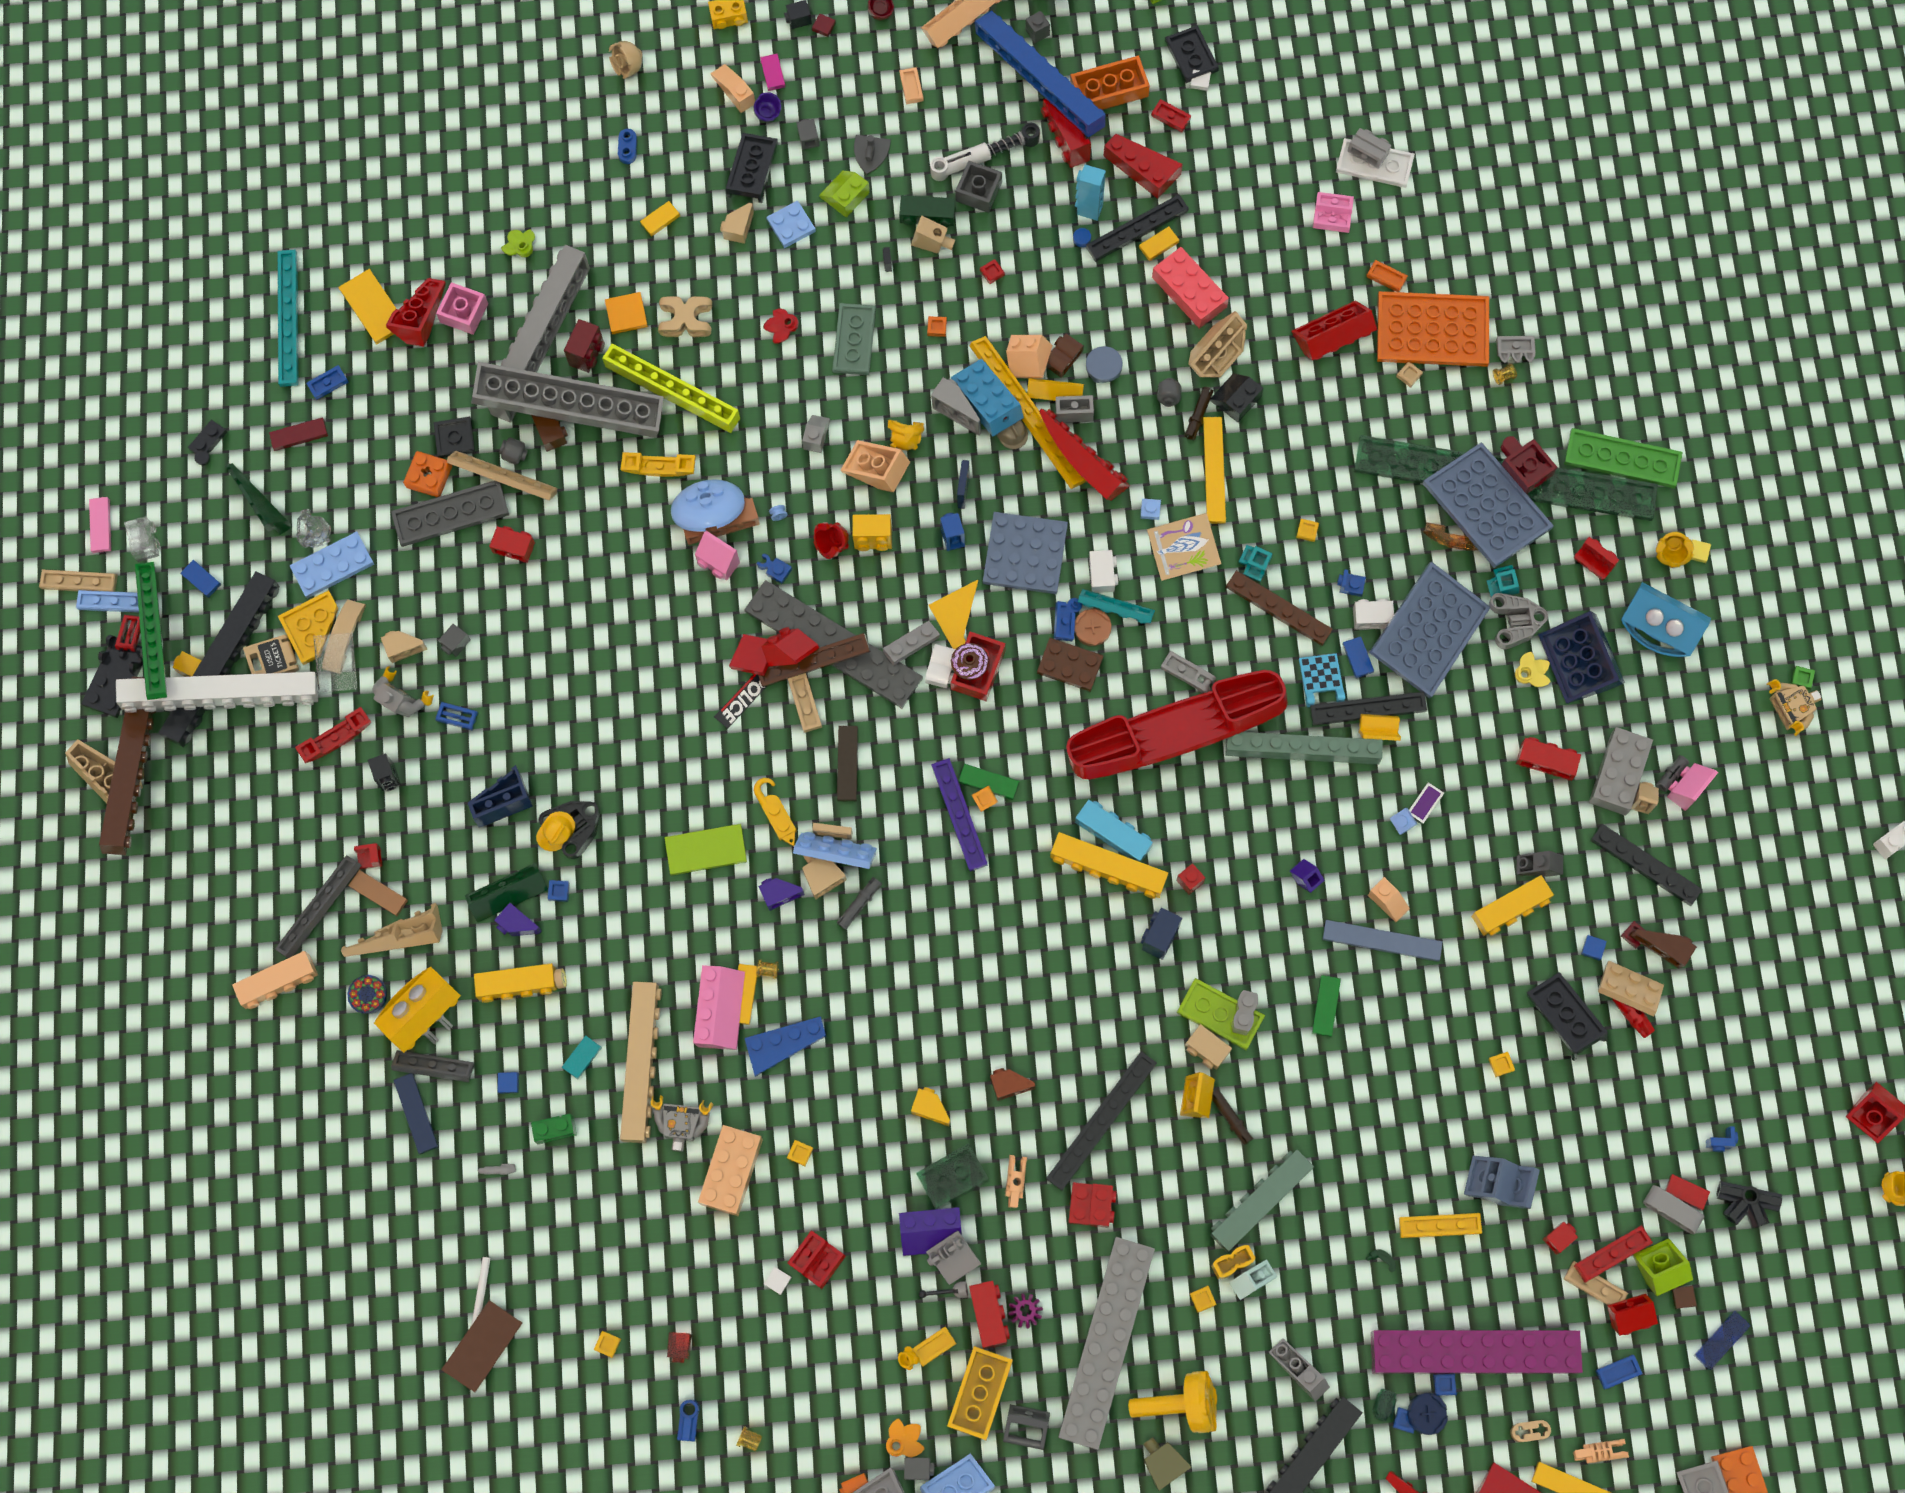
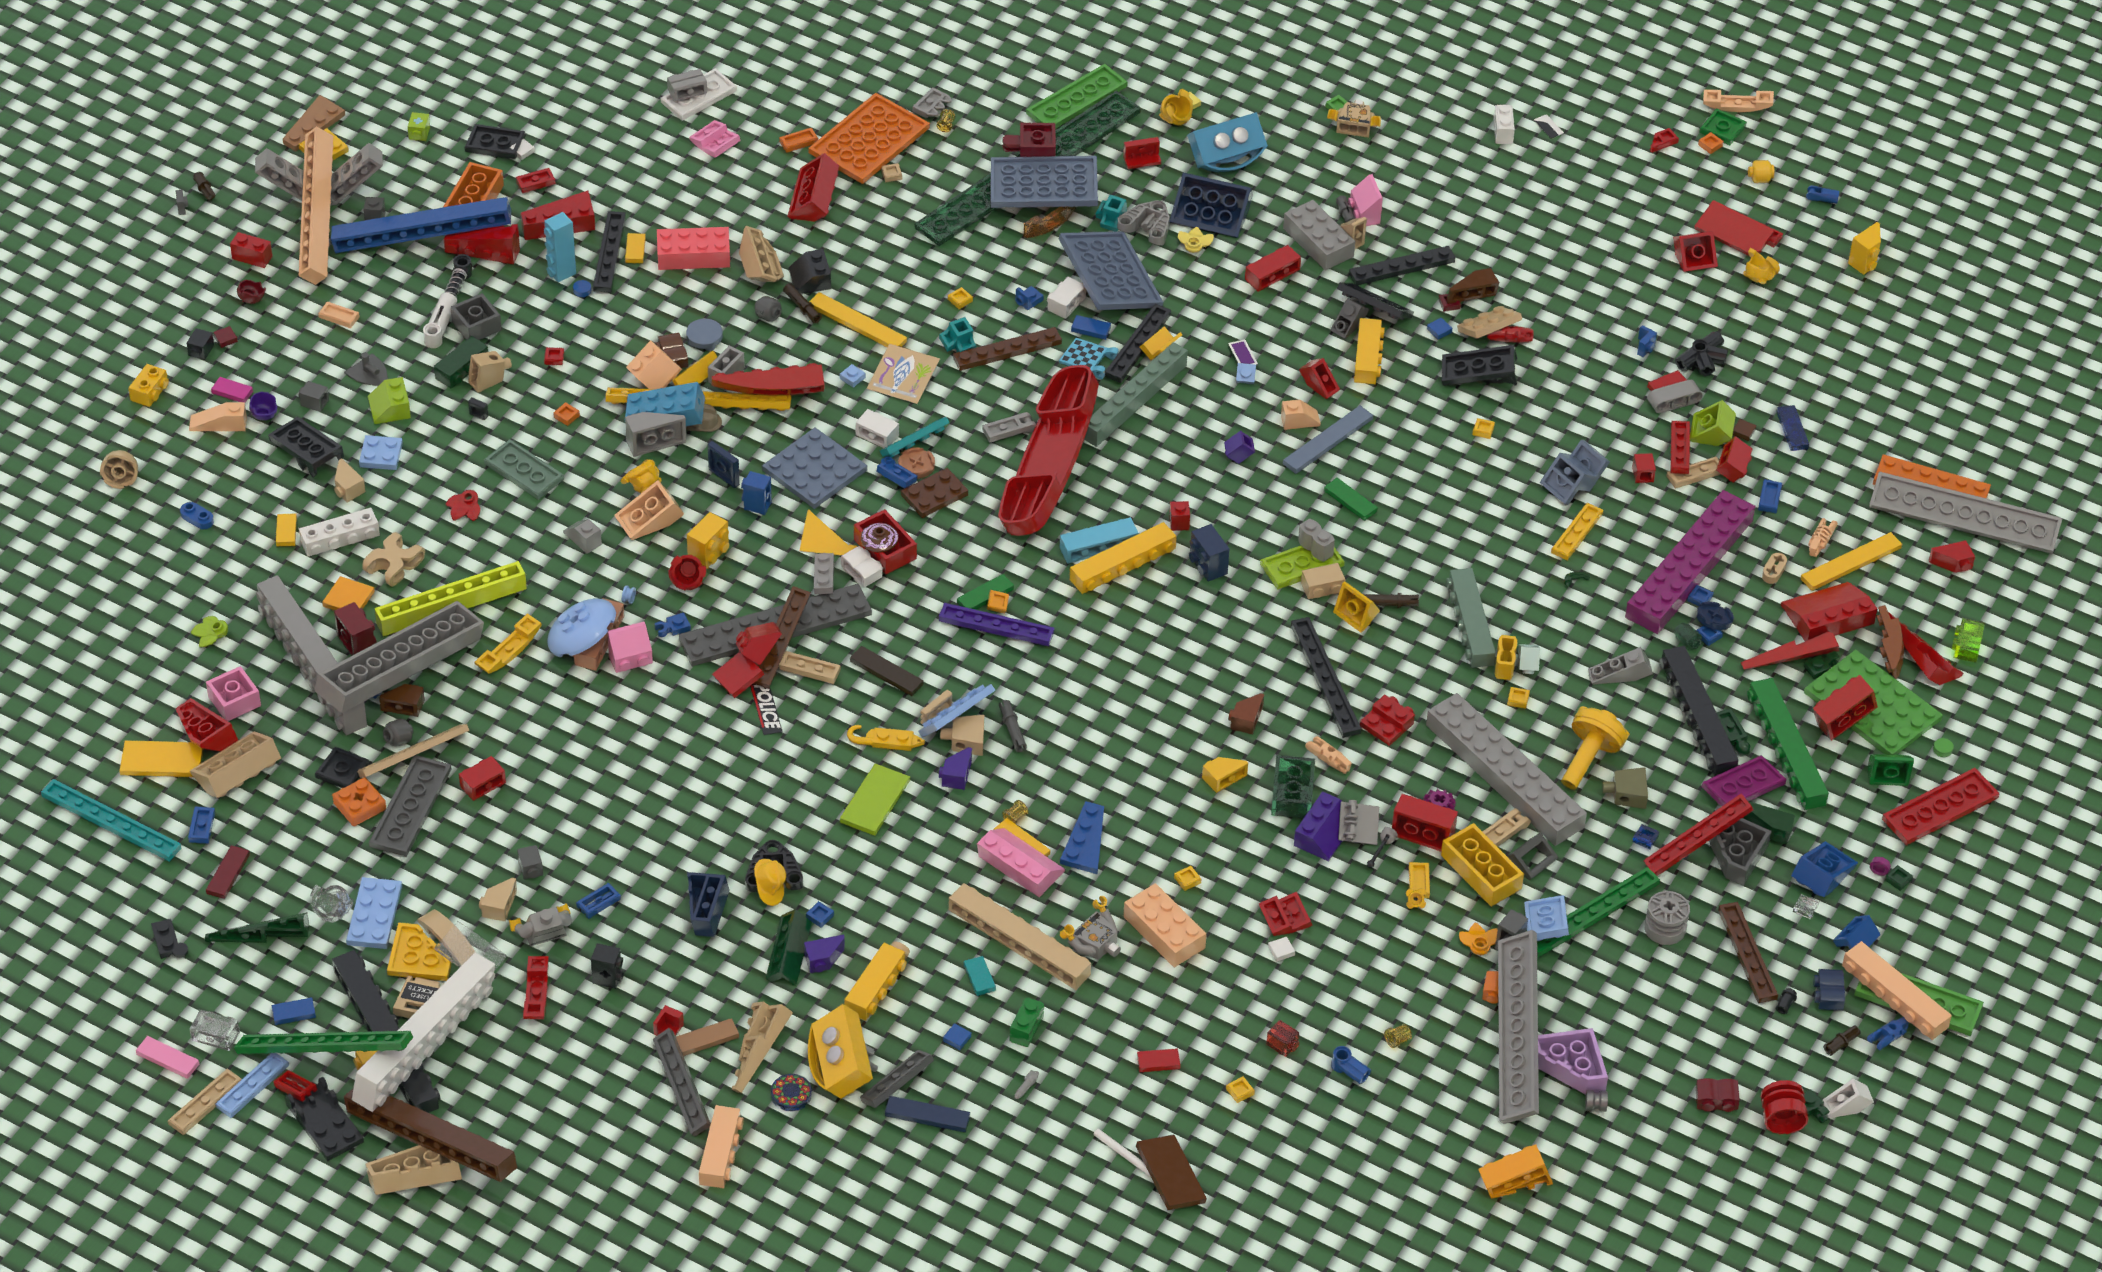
camera: 60 degrees left, 25 degrees down
(398, 361) = (236, 764): none -> tan slope
(592, 1258) = (1158, 1060): none -> red tile
(682, 258) = (319, 537): none -> white brick
(1039, 1384) = (1507, 827): none -> tan plate
(1446, 887) = (1319, 378): none -> red slope
(1576, 873) = (1378, 302): none -> black plate

